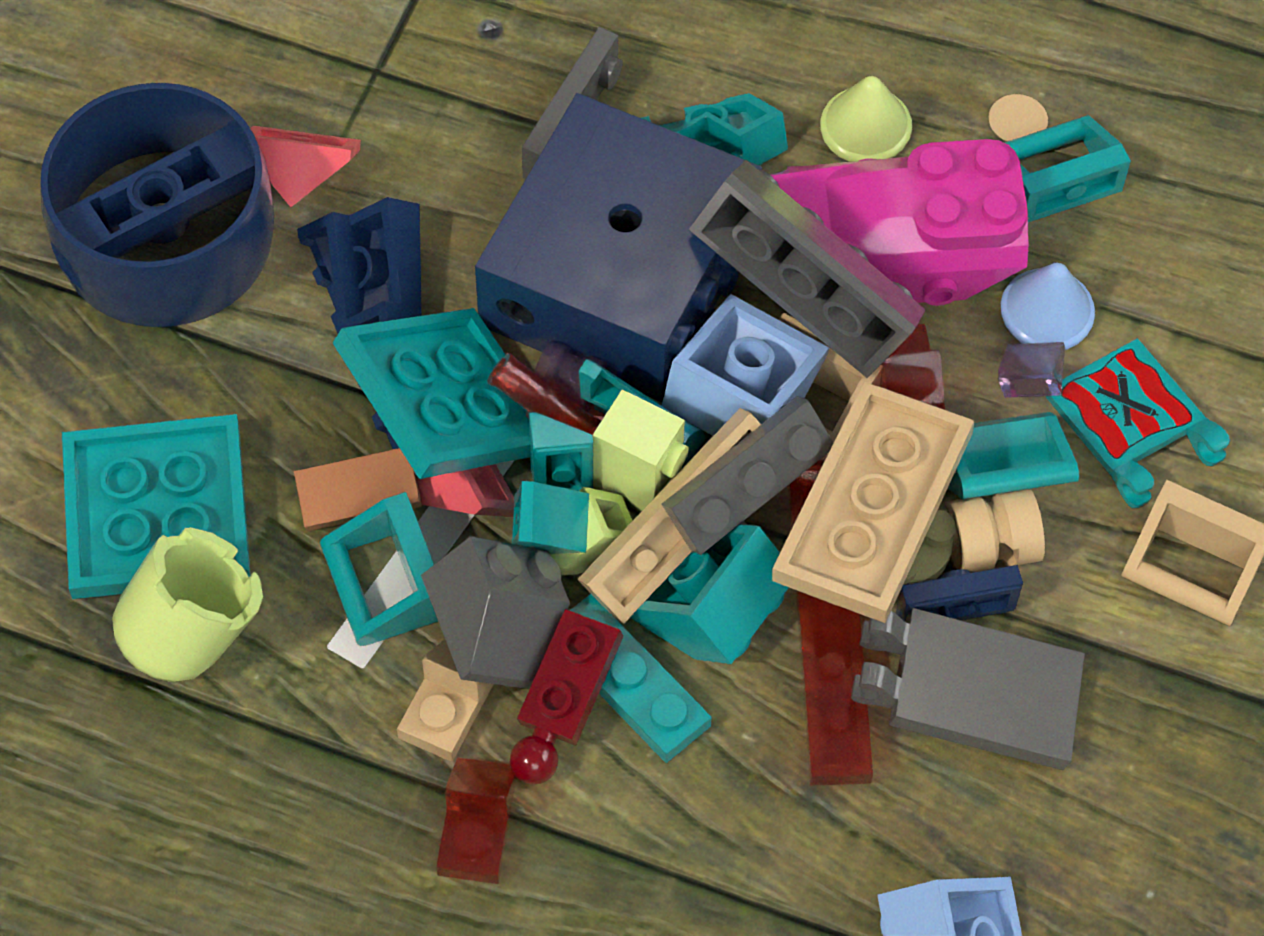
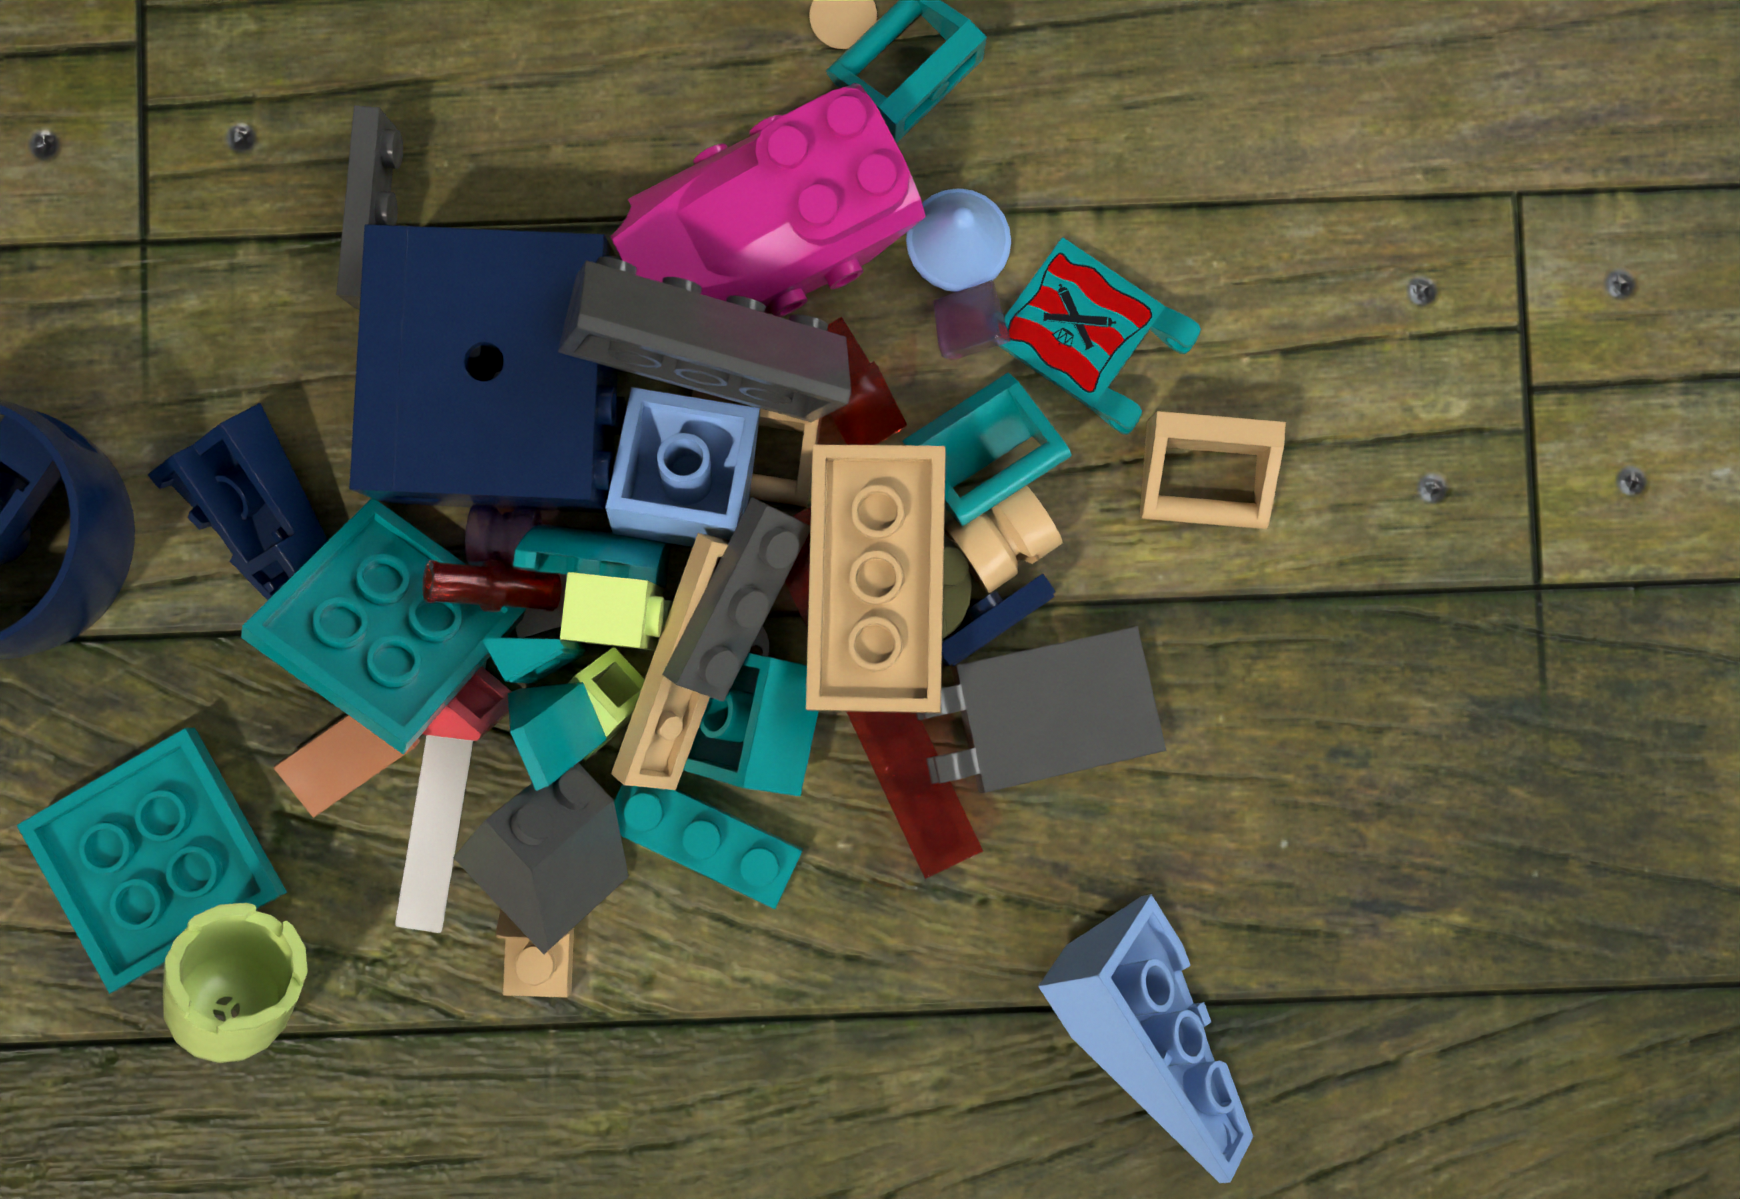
camera: 20 degrees left, 25 degrees up
(302, 160) = (105, 391): coral slope -> none
(386, 518) = (434, 808): teal tile -> none
(476, 820) = (619, 1047): clear red slope -> none
(563, 693) = (648, 894): dark red plate -> none
(736, 126) = (539, 178): teal slope -> none
(866, 122) = (687, 93): yellowish green hat -> none

